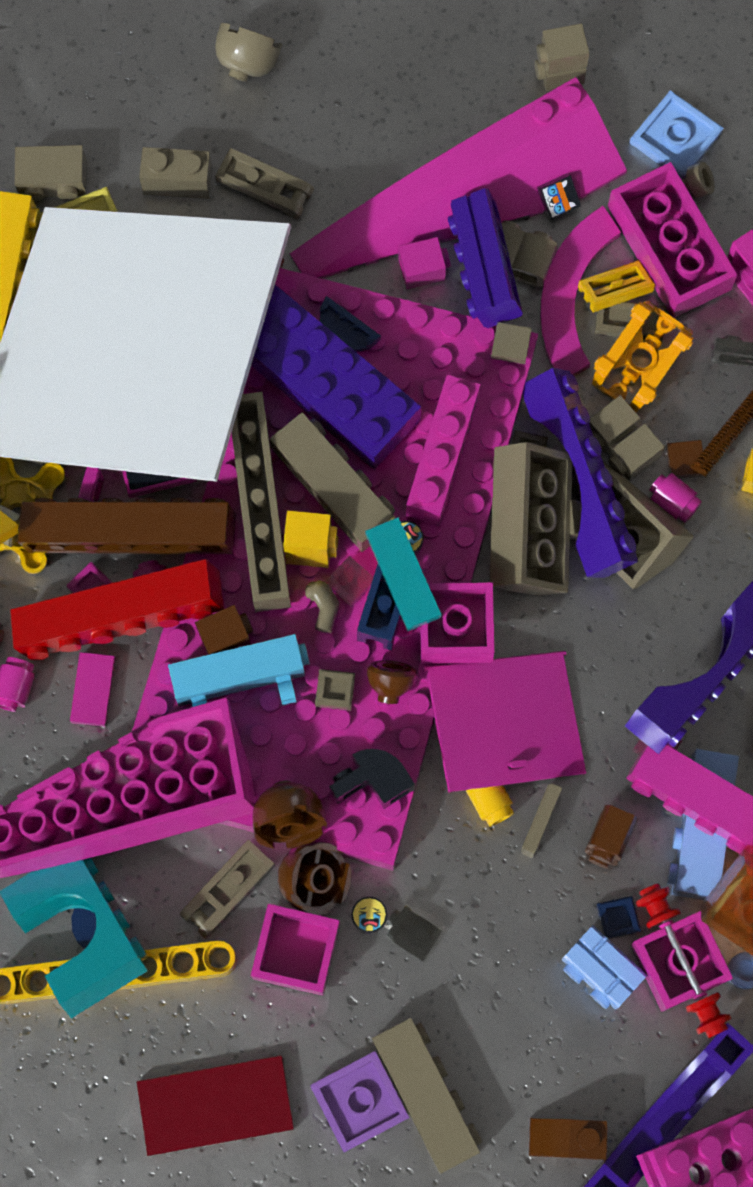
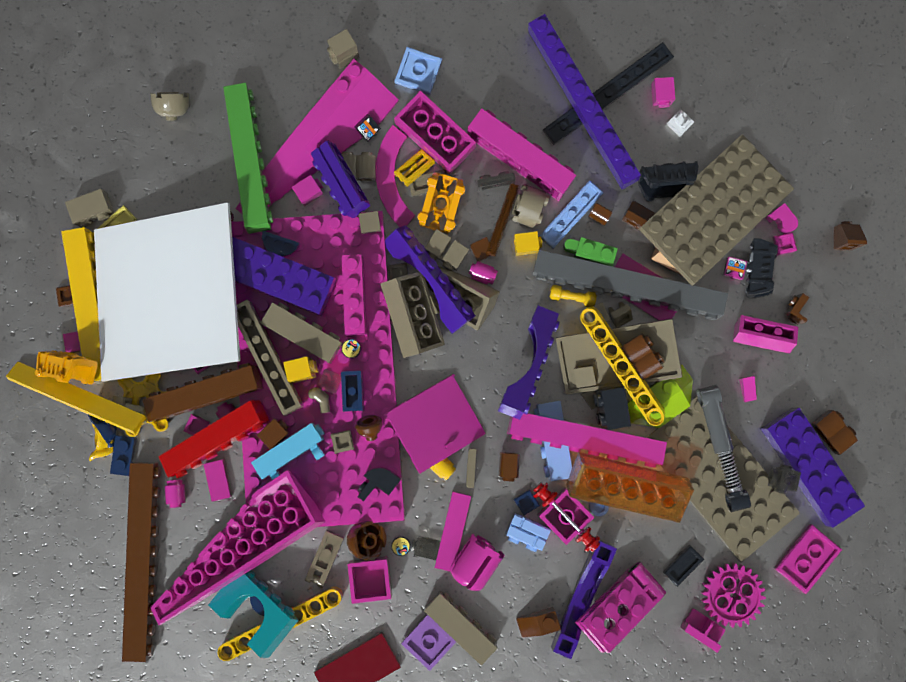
camera: 25 degrees left, 10 degrees up
(91, 484) = (177, 377): dark pink tile -> none
(176, 172) = (157, 185): dark tan brick -> none
(263, 182) = (206, 174): dark tan plate -> none
(288, 815) = (341, 516): reddish brown cylinder -> none
(341, 177) = (247, 158): none -> bright green brick
(403, 574) = (356, 373): teal tile -> none
(465, 626) = (392, 386): dark pink brick -> none
(469, 922) = (452, 530): none -> dark pink tile
(493, 988) = (476, 563): none -> dark pink cylinder
(699, 180) = (438, 93): dark tan tile -> none

